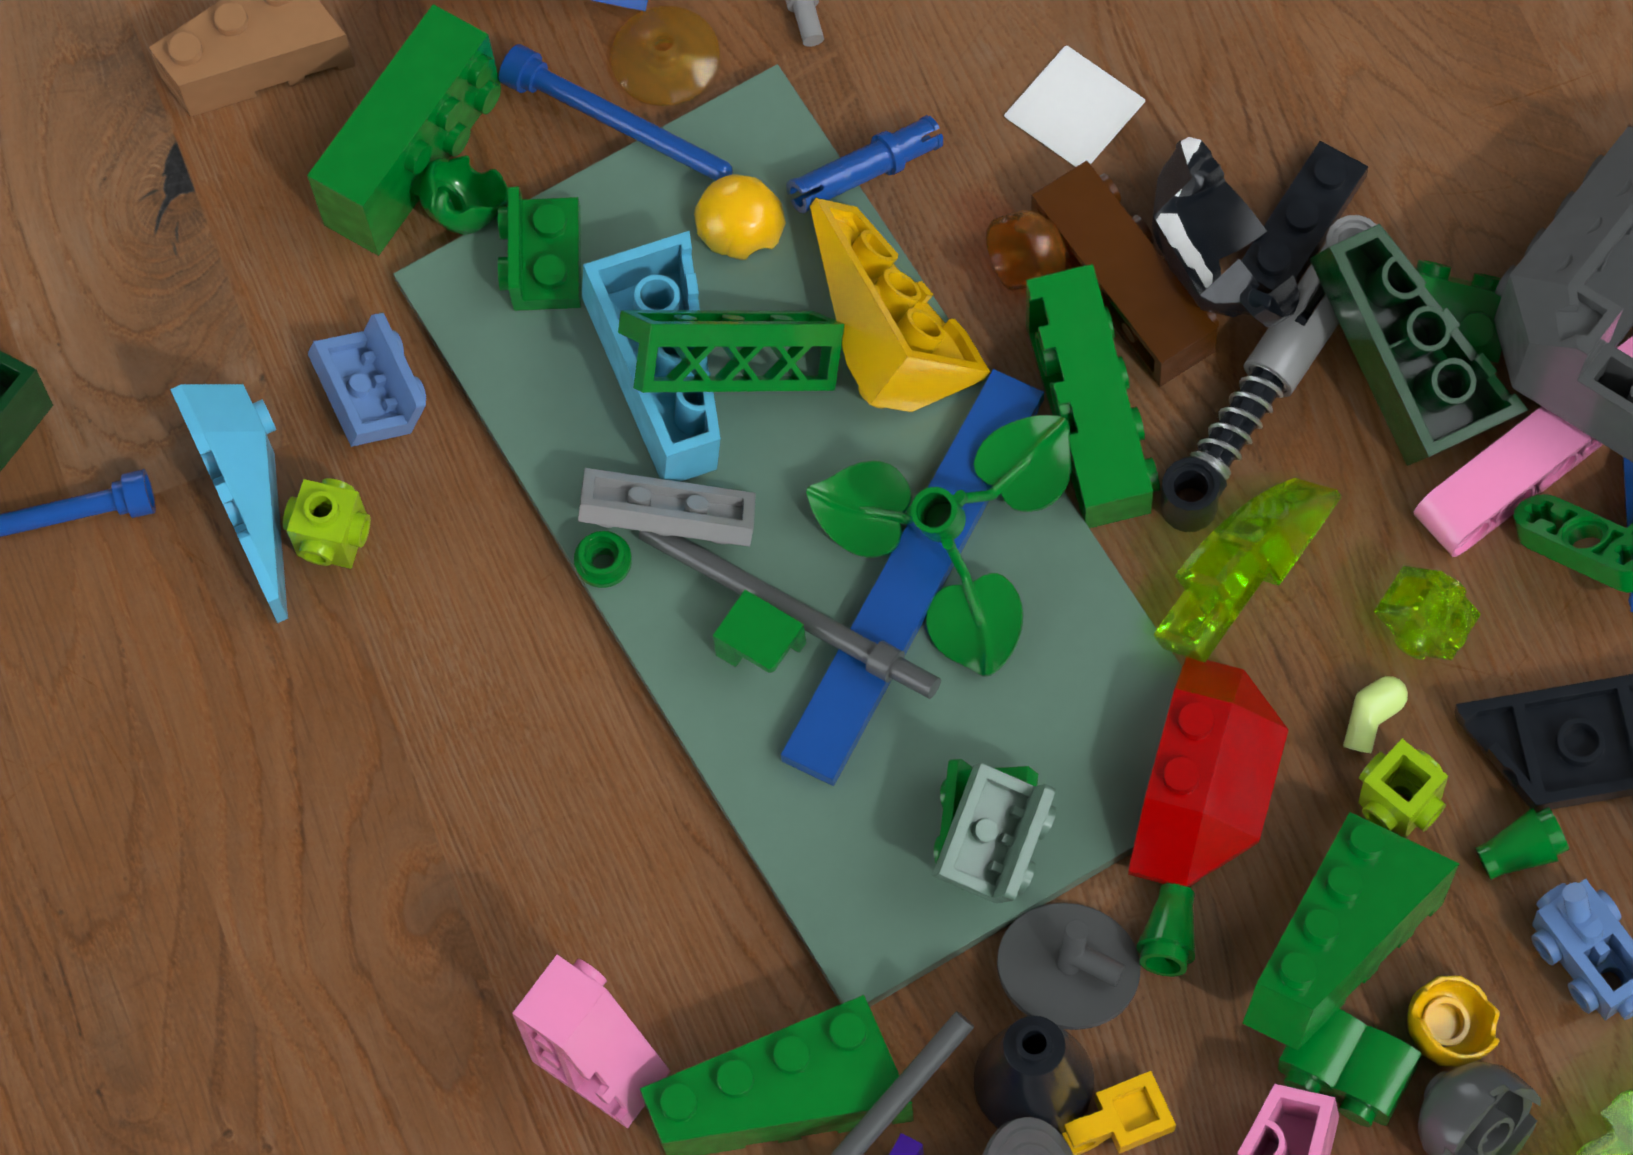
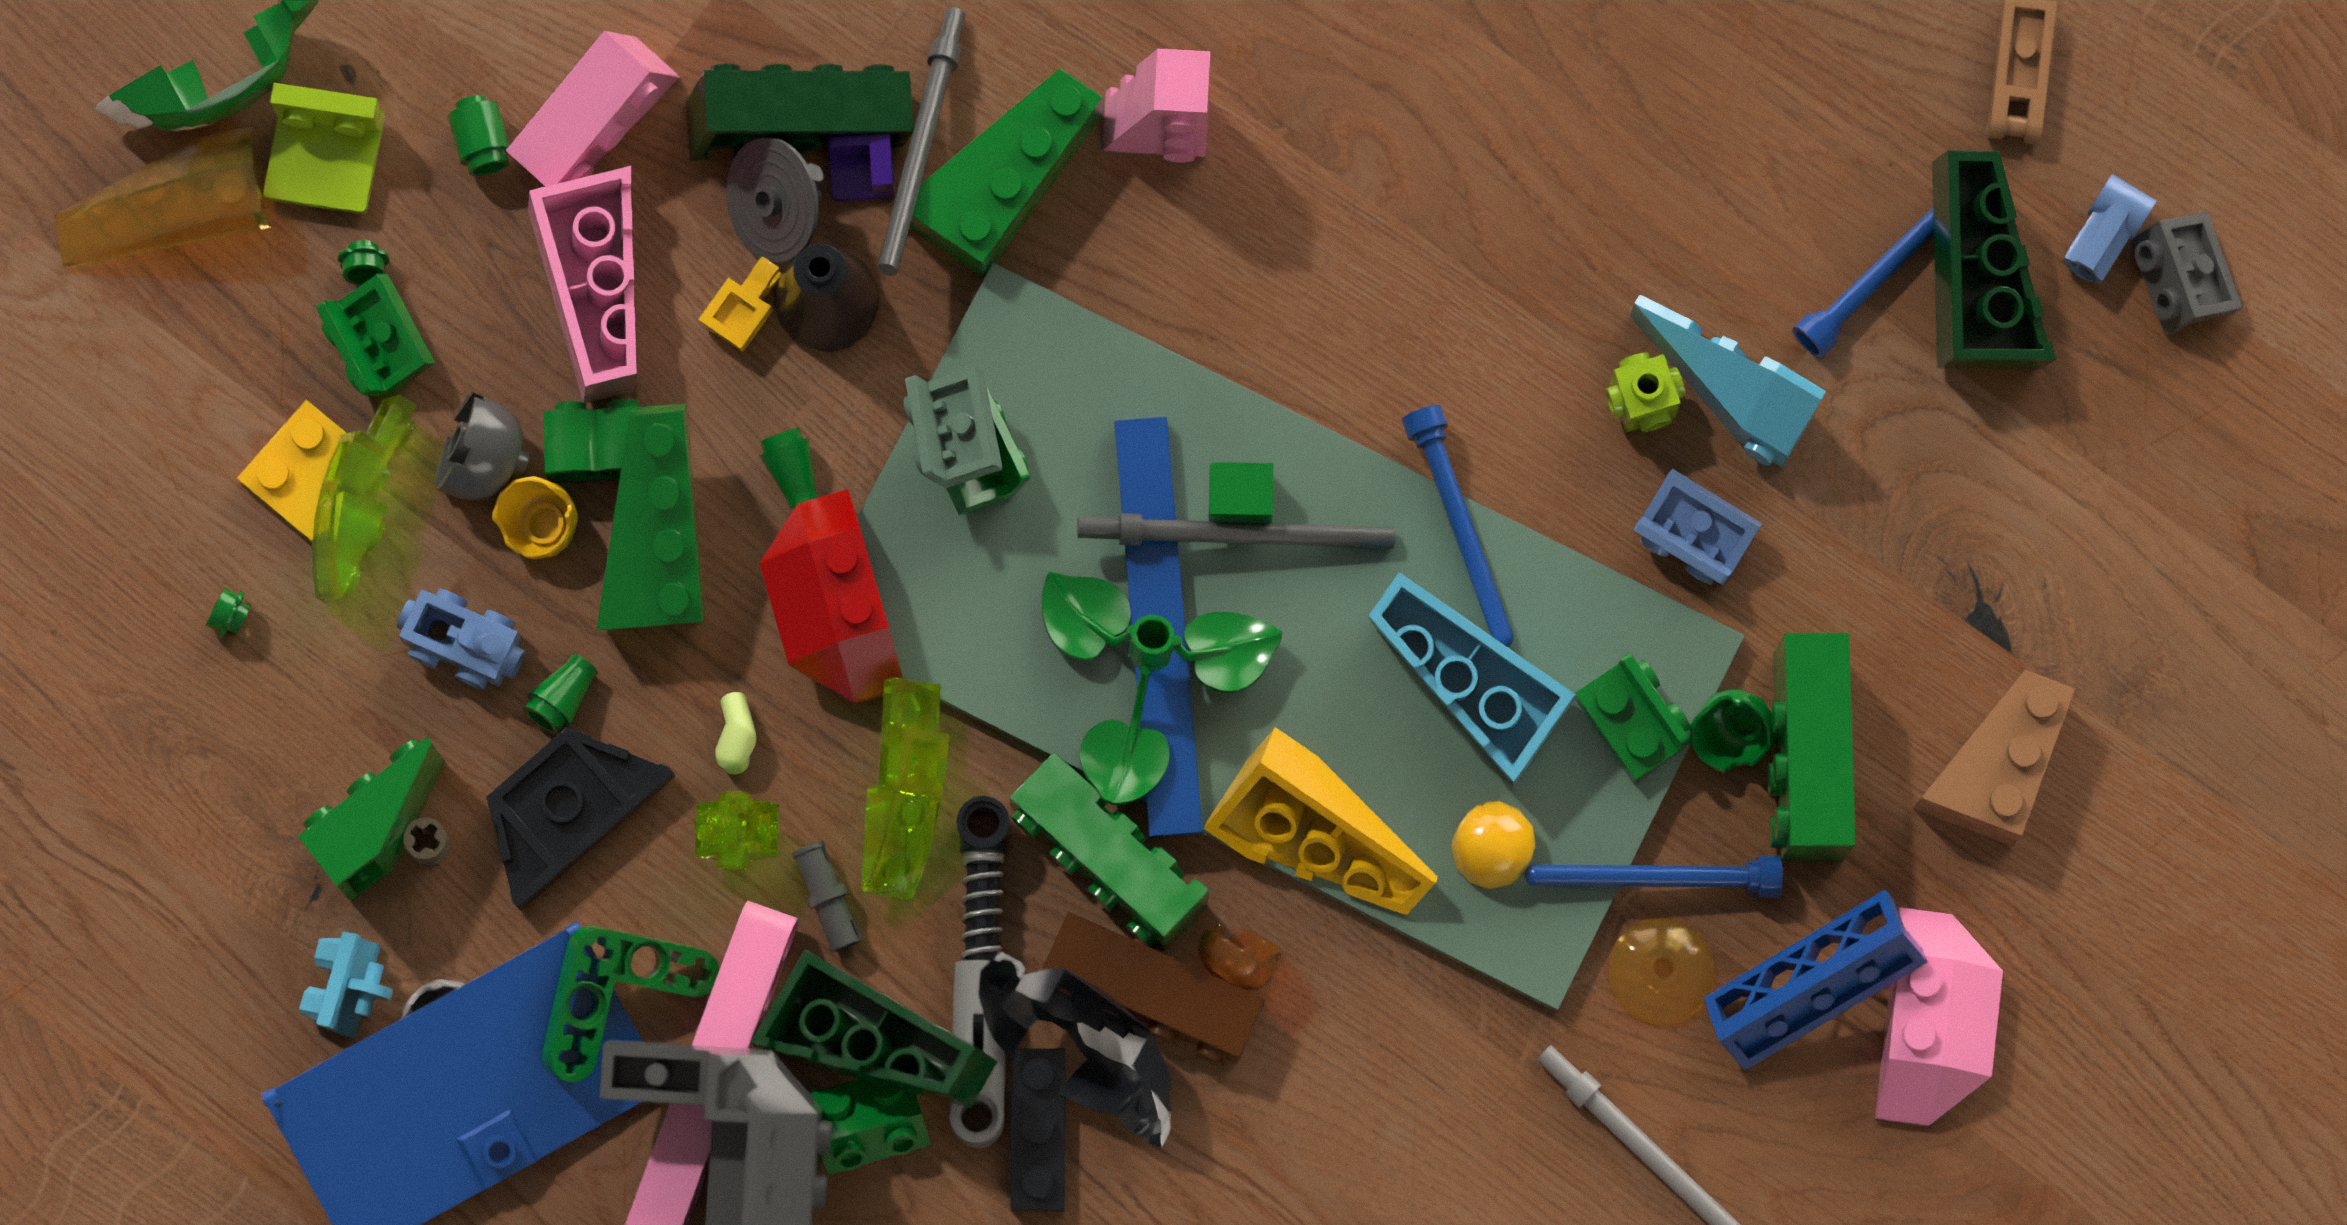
camera: 140 degrees right, 10 degrees up
(547, 608) = (1427, 430): none -> blue piece
(602, 544) = (1408, 476): green plate -> none
(667, 507) = (1381, 553): light grey plate -> none
(730, 330) = (1413, 704): green fence -> none
(883, 155) = (1422, 954): blue pin -> none
(1068, 965) = (849, 395): dark grey shield -> none
(1074, 107) = (1290, 1128): white sticker -> none
(1374, 518) = (827, 896): none -> dark grey pin
(1407, 773) = (671, 655): lime brick -> none

